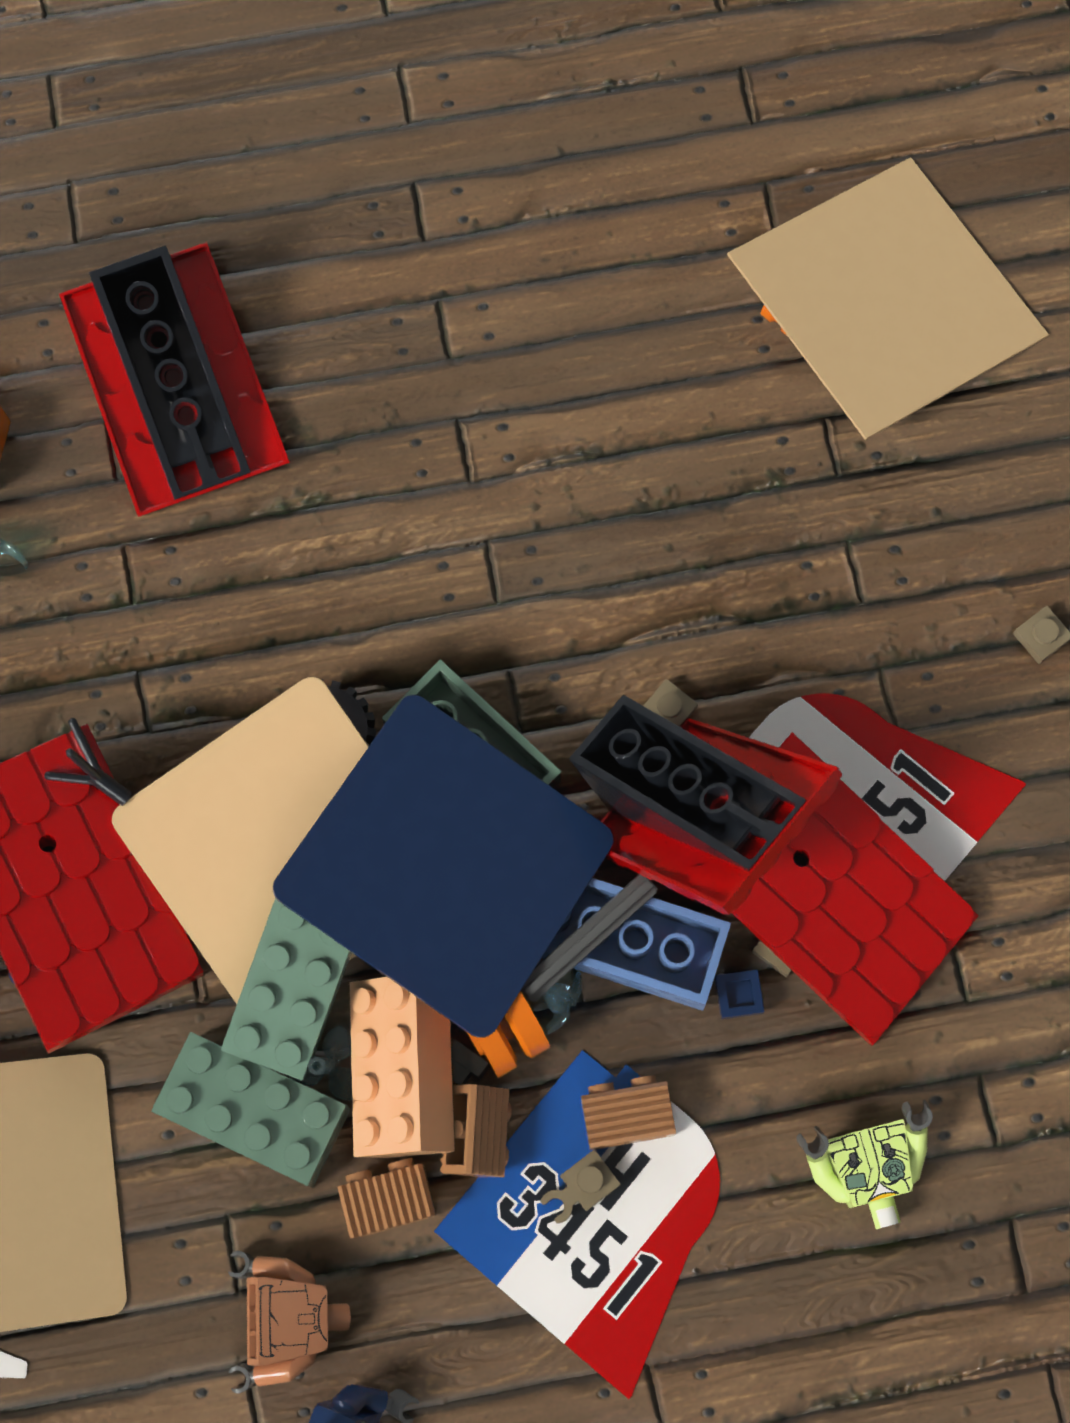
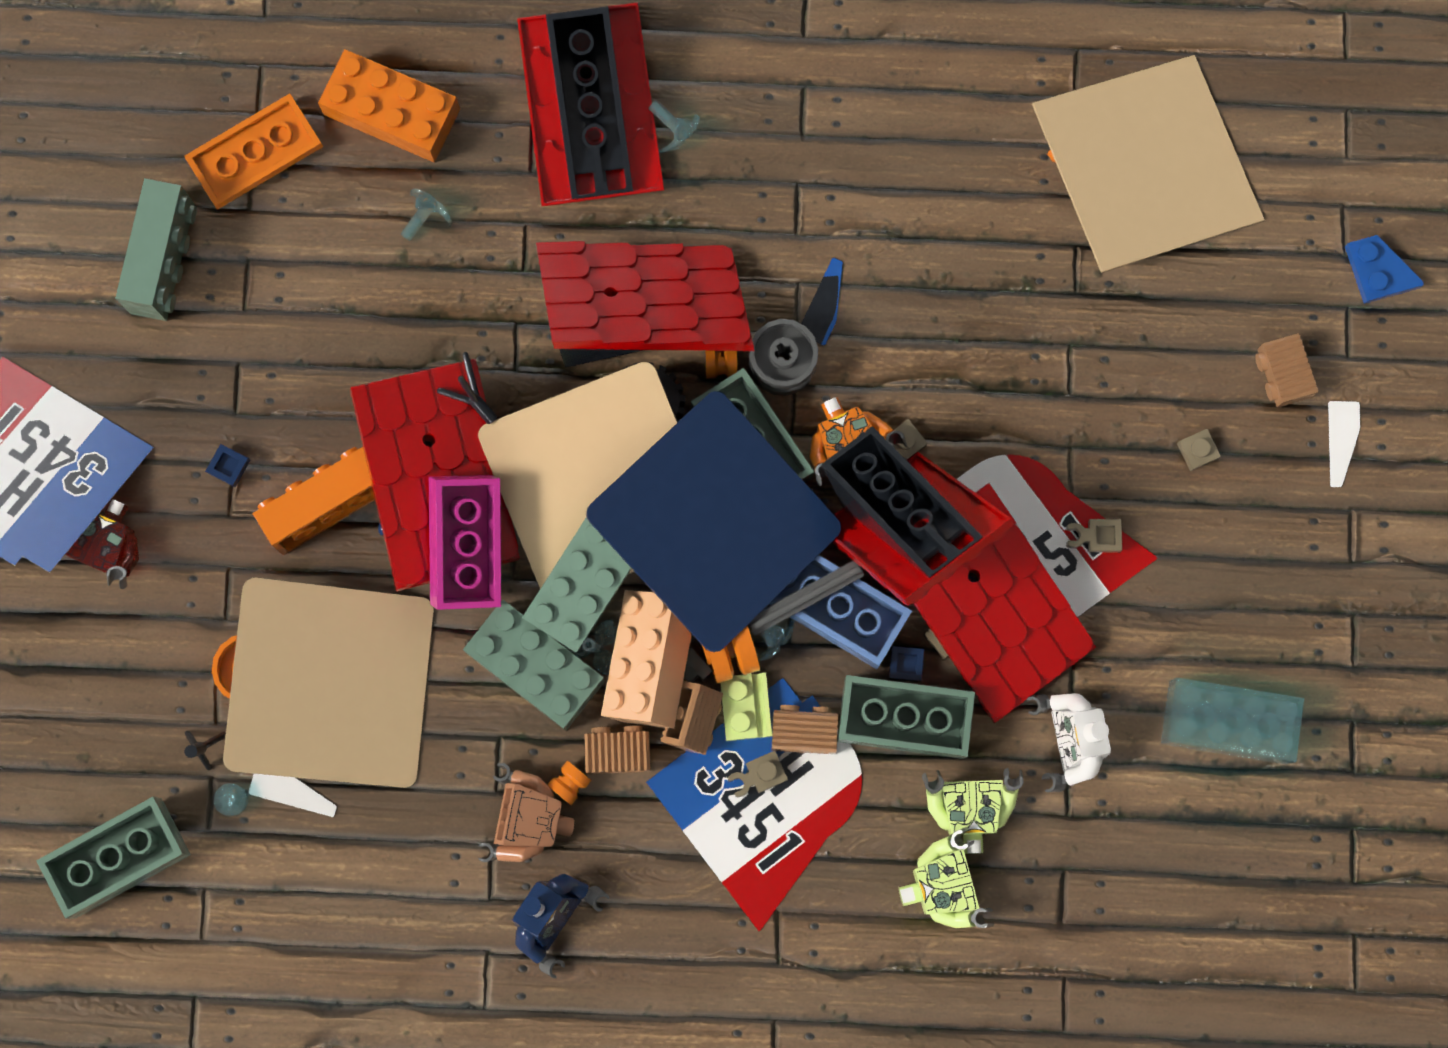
camera: 10 degrees right, 5 degrees up
(123, 967) = (465, 542): none -> dark pink brick
(285, 601) = (641, 298): none -> red piece
(293, 379) = (680, 127): none -> clear light blue plant
(330, 1260) = (569, 783): none -> orange wheel
(409, 661) = (720, 363): none -> orange wheel
(467, 640) = (787, 339): none -> dark grey wheel
(525, 565) = (823, 309): none -> black sticker
(543, 1100) = (746, 707): none -> yellowish green plate
(583, 710) = (841, 430): none -> torso
(756, 1064) = (906, 717): none -> sand green brick
(863, 1278) = (946, 885): none -> yellowish green torso
(947, 770) = (1101, 535): none -> dark tan plate
(989, 1037) = (1079, 735): none -> white torso

